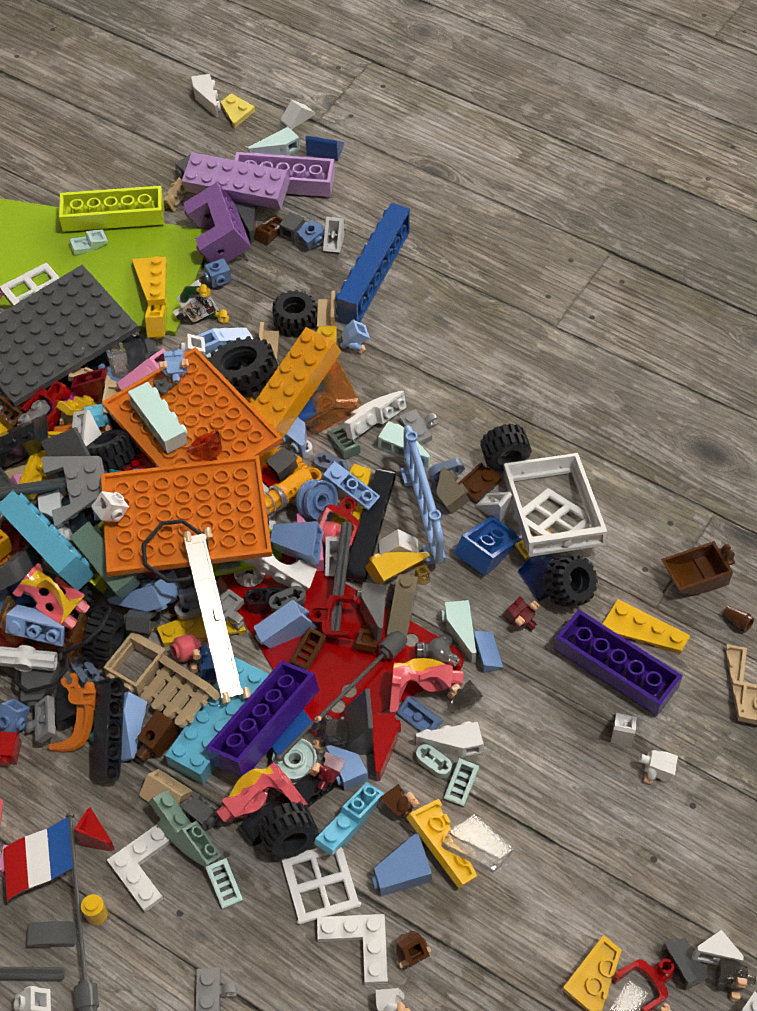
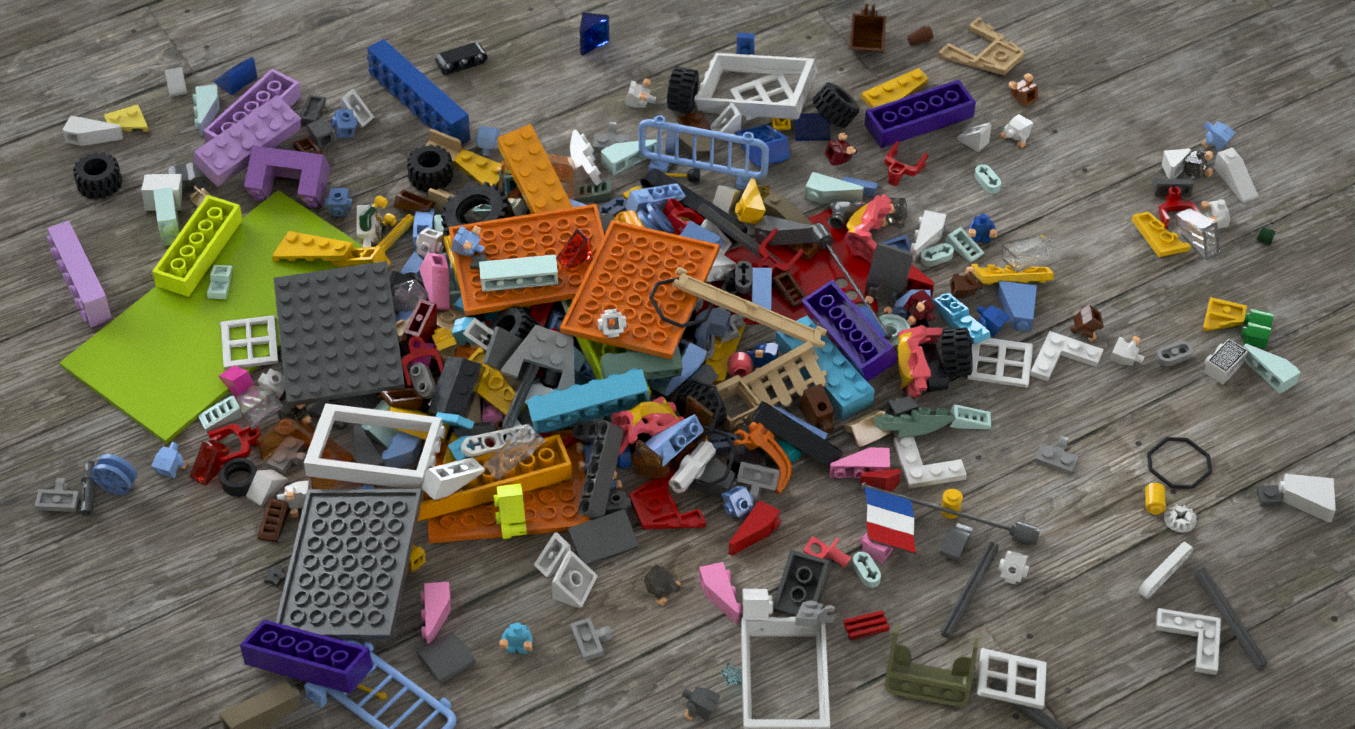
camera: 65 degrees left, 5 degrees down
(46, 157) = (79, 274): none -> lavender brick
(113, 807) = (864, 461): none -> bright pink slope
(136, 173) = (166, 215): none -> light aqua brick
(159, 119) = (97, 175): none -> black tyre
(163, 162) = (159, 181): none -> white slope
(196, 325) = (396, 232): none -> yellow axle
(253, 311) = (411, 201): none -> reddish brown slope
(318, 209) = (312, 109): none -> dark grey plate
(365, 847) = (992, 319): none -> blue piece
(411, 506) = (693, 175): none -> black hinge
(445, 275) = (461, 58): none -> black beam
(486, 419) = (639, 95): none -> white piece
(488, 787) = (982, 229): none -> blue piece
(525, 675) = (898, 169): none -> red piece
(534, 348) = (593, 31): none -> clear blue slope
(576, 768) = (985, 180): none -> light aqua beam
(603, 475) = (745, 43): none -> blue plate
(724, 747) = (1024, 91): none -> dark orange piece

